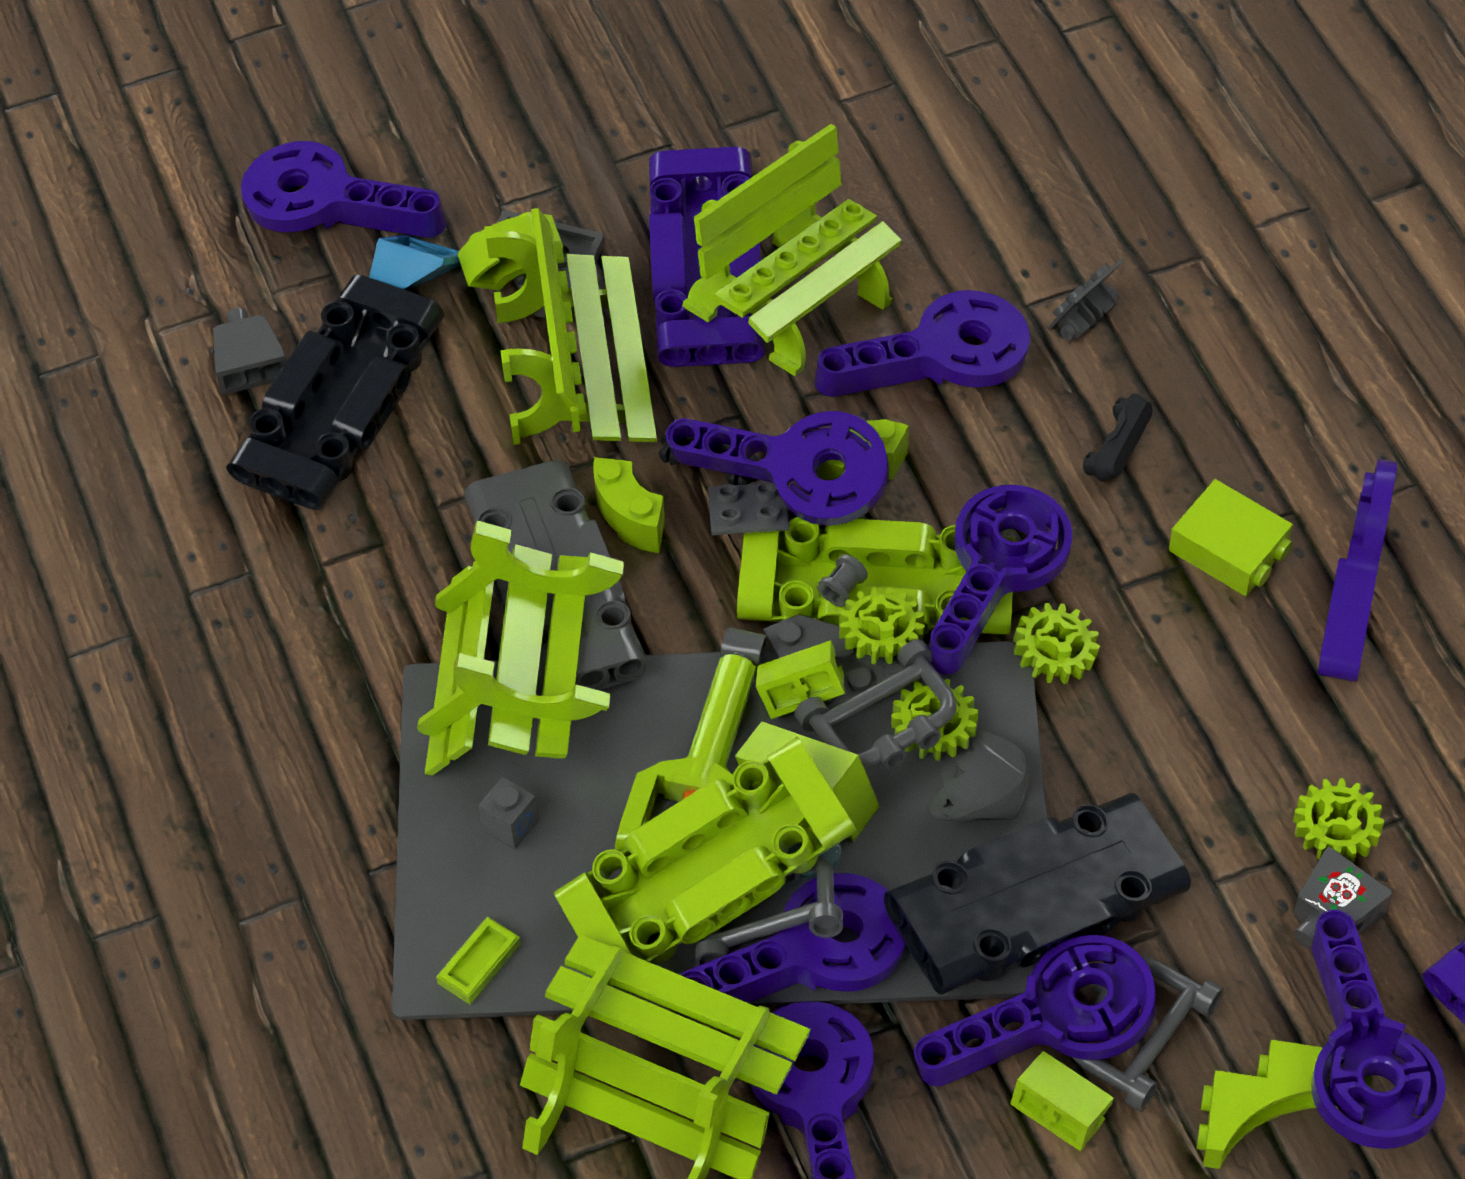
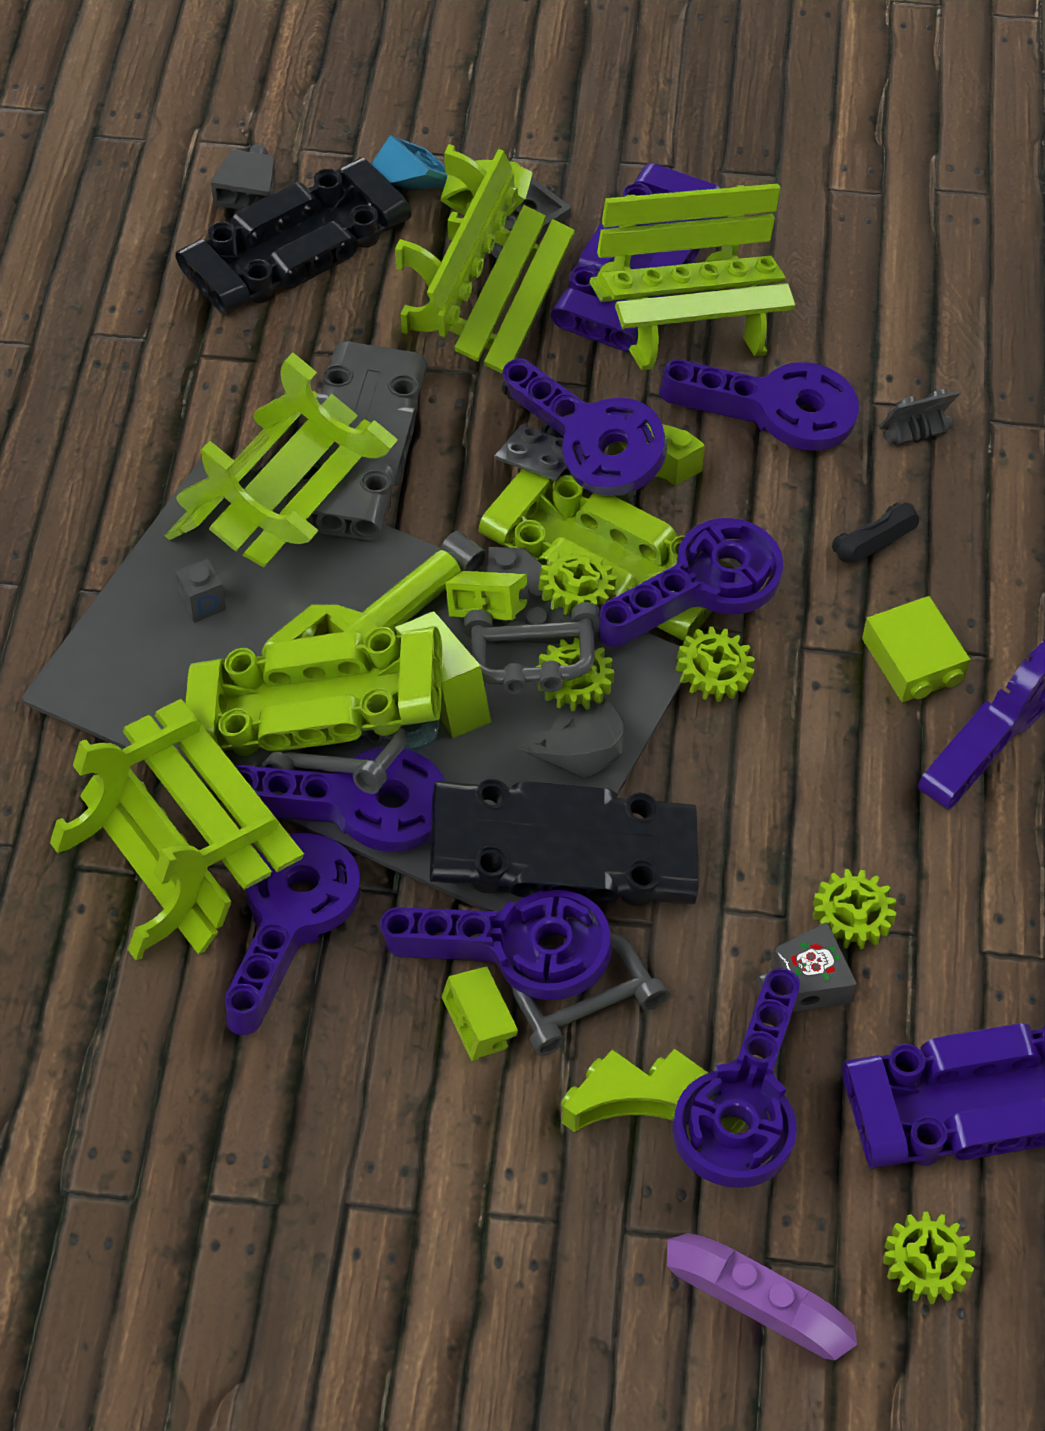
camera: 25 degrees right, 0 degrees up
(332, 195) = (372, 85): dark purple beam -> none
(478, 960) = (108, 688): lime tile -> none
(627, 506) = (451, 416): lime brick -> none
(842, 580) = (569, 534): dark grey bush -> none

